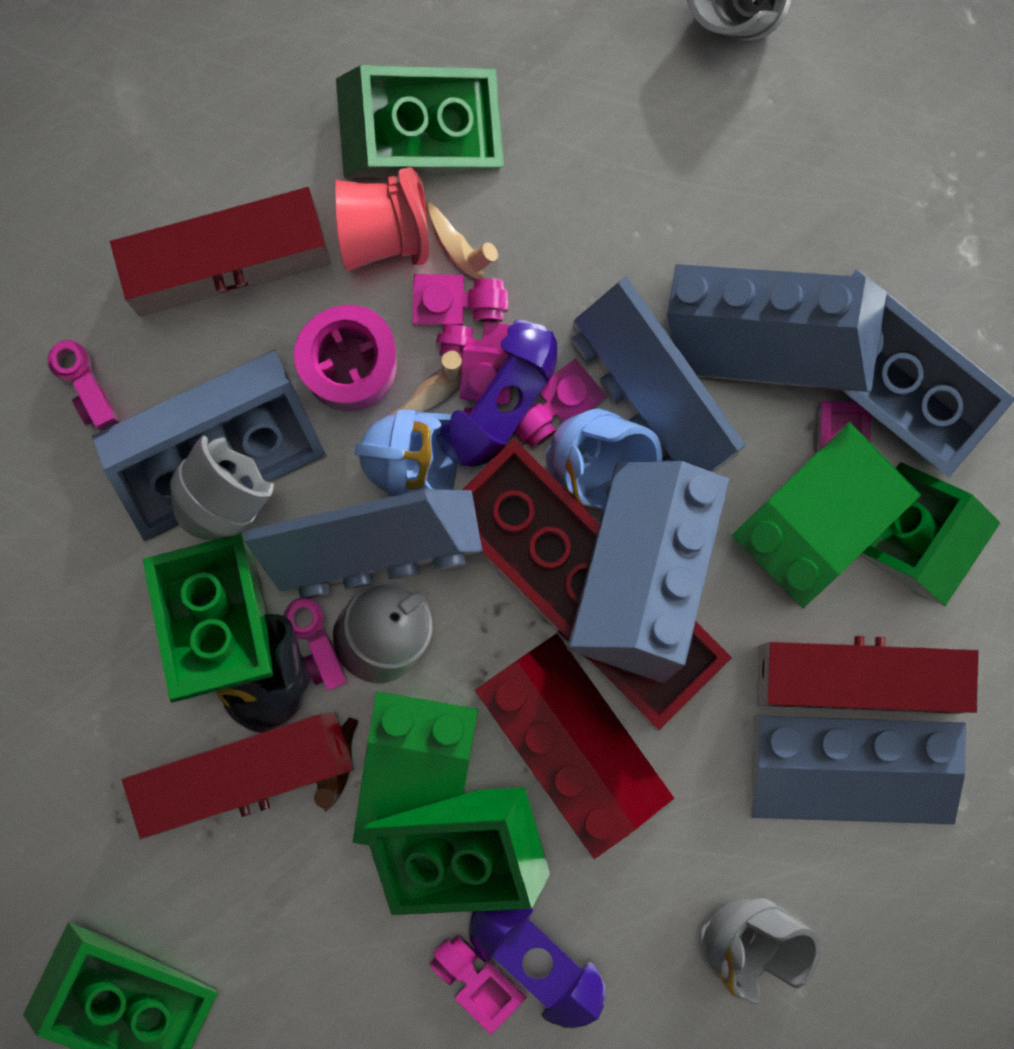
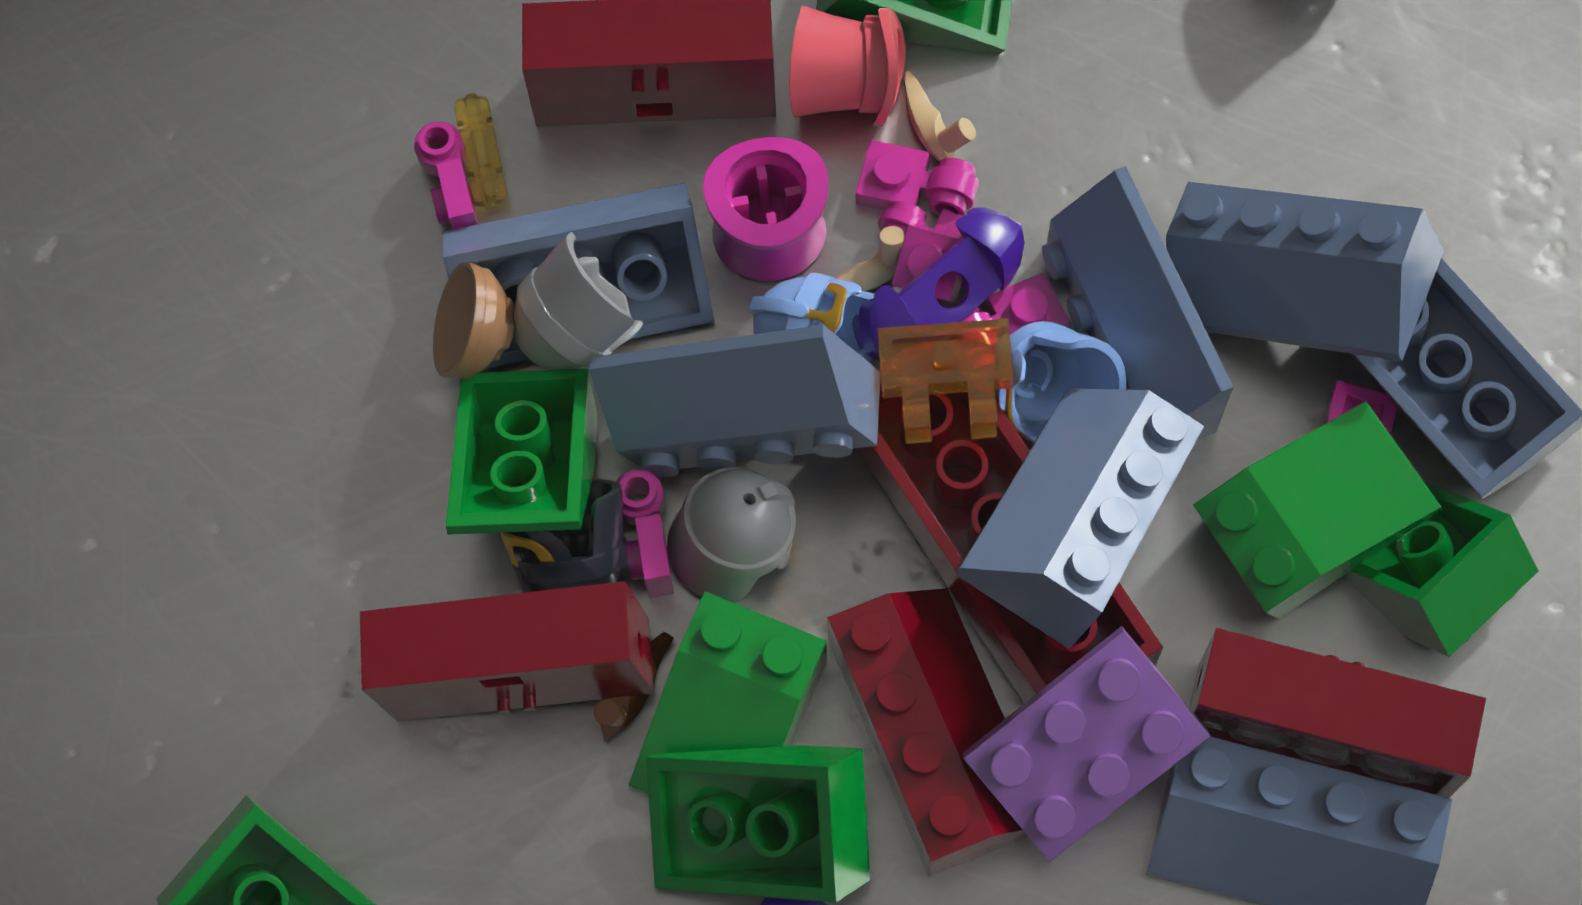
camera: 20 degrees right, 15 degrees down
(102, 352) = (481, 151): none -> clear yellow axle
(140, 520) = (471, 323): none -> medium nougat piece
(518, 471) = (946, 360): none -> clear orange plate
(690, 746) = (1086, 744): none -> medium lavender plate

